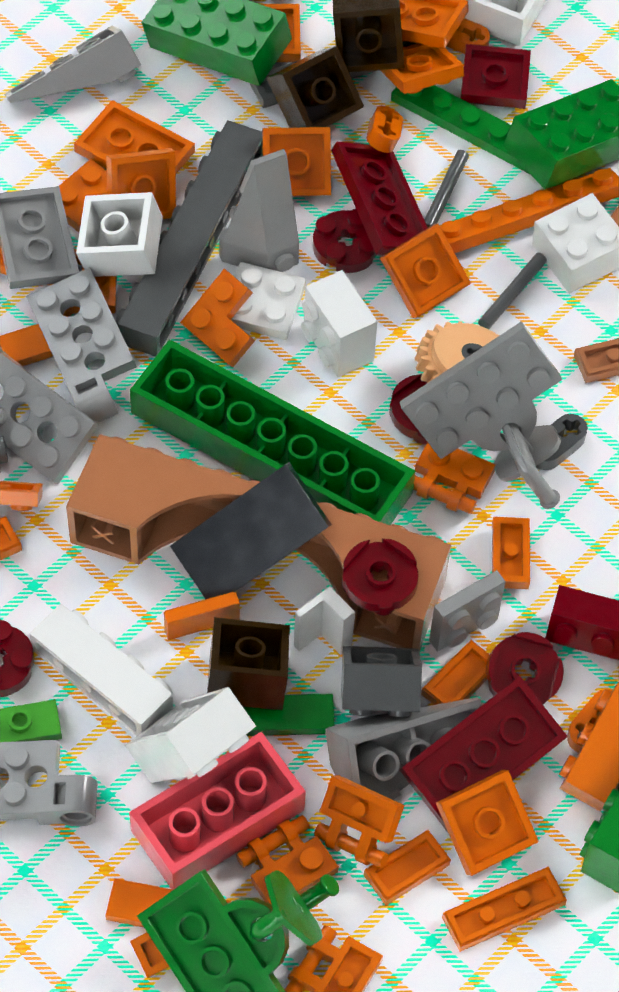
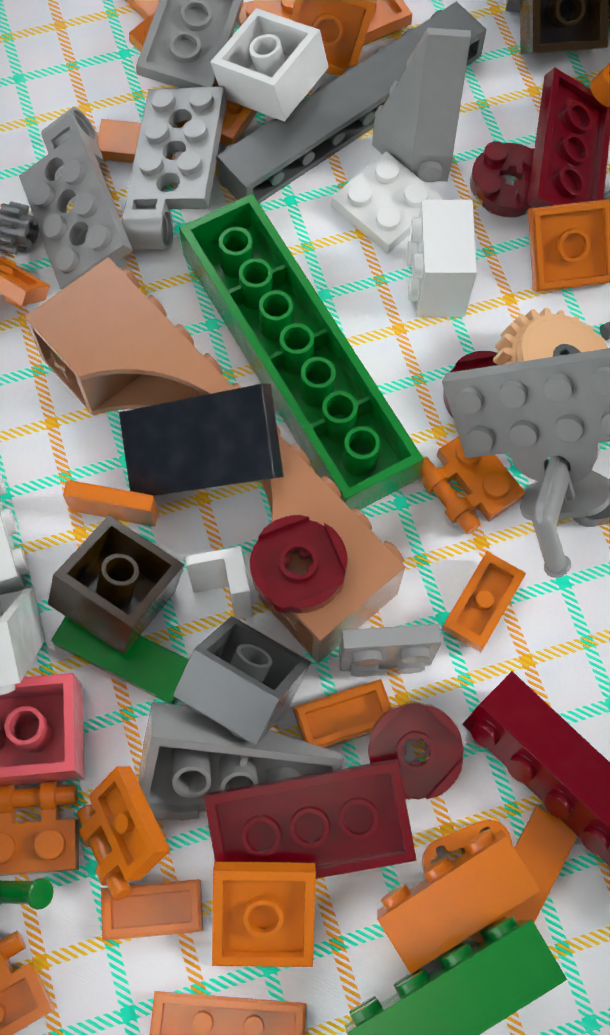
camera: 30 degrees right, 10 degrees up
(212, 318) = (322, 192): orange plate -> none
(307, 156) = (505, 72): orange plate -> none

